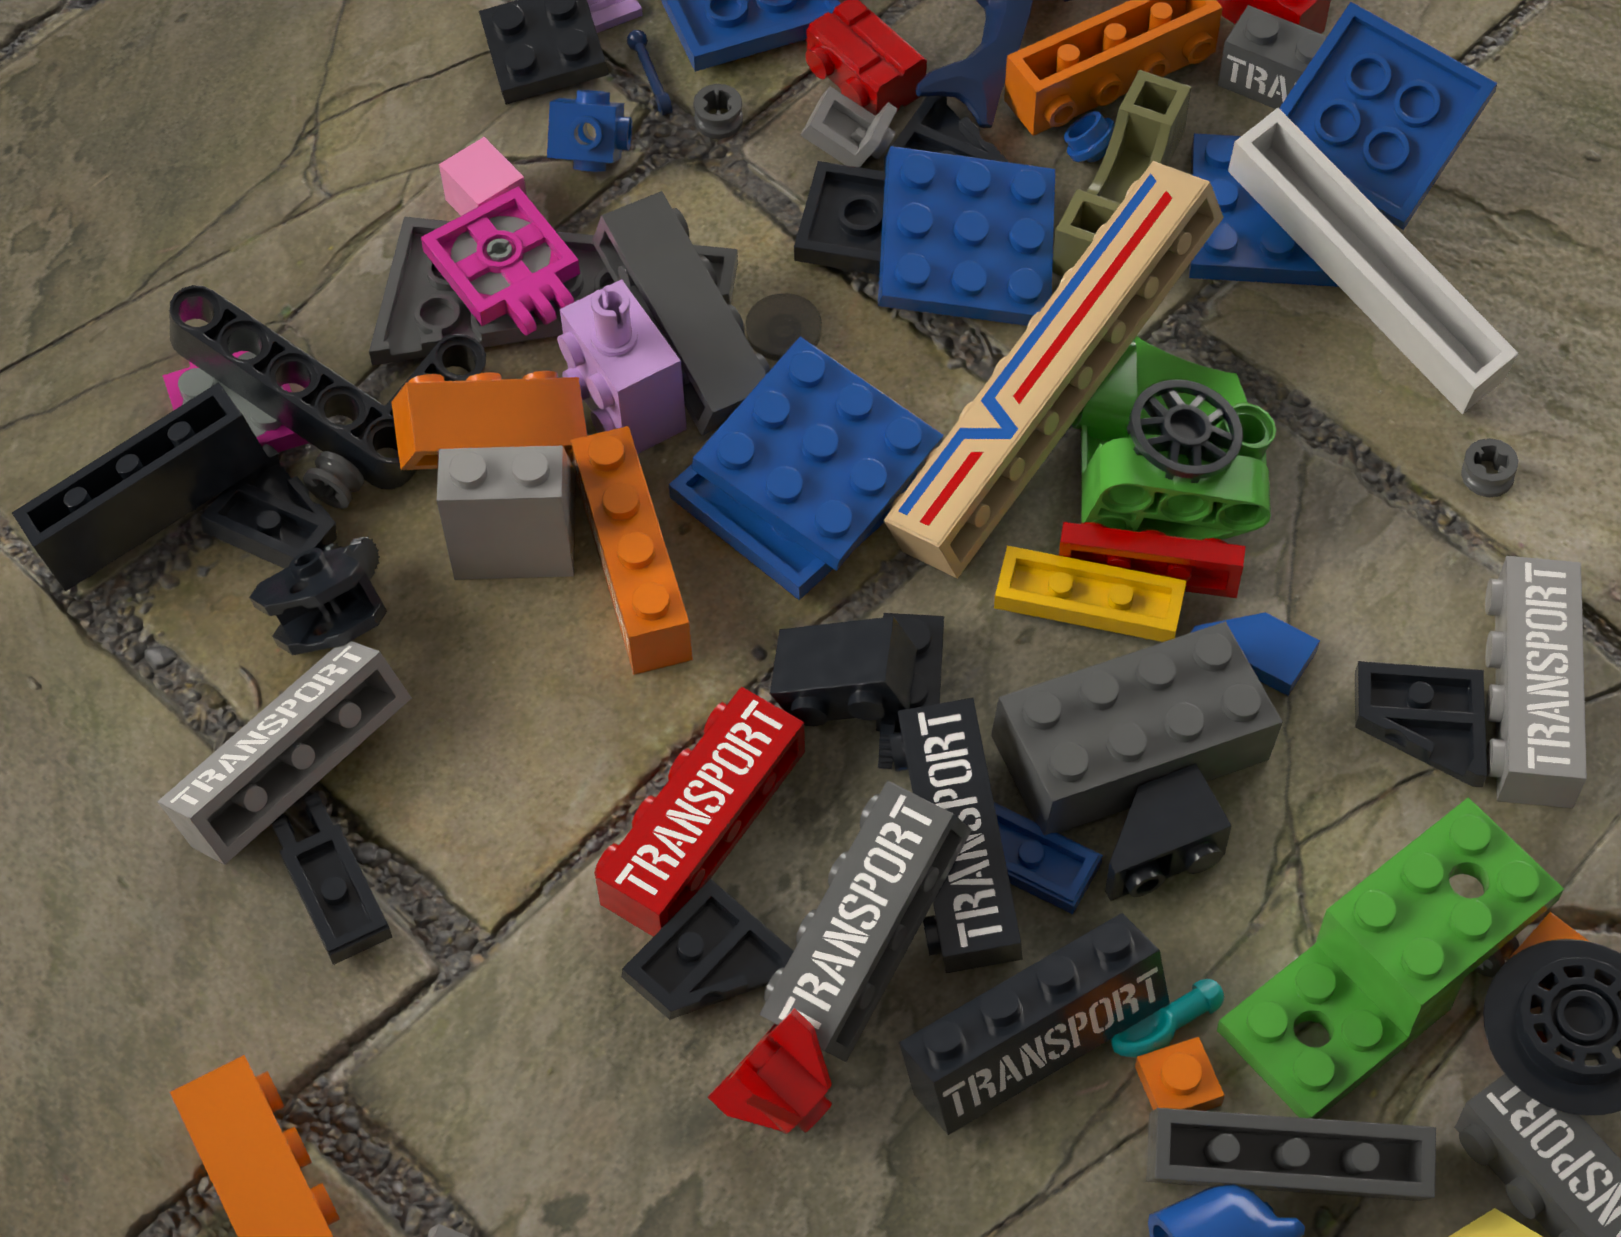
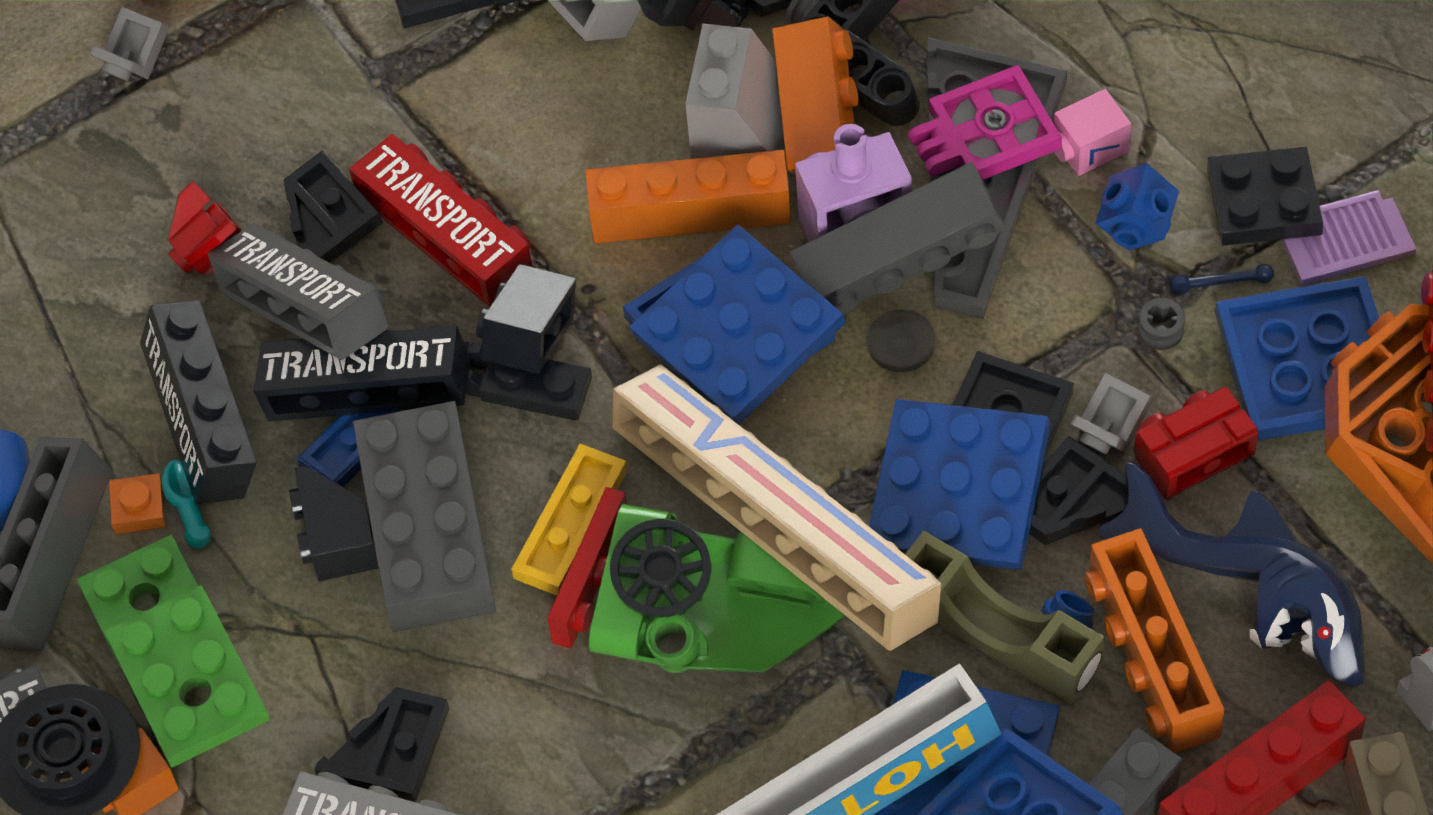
camera: 105 degrees right, 0 degrees up
(1272, 648) = (490, 642): blue tile -> none

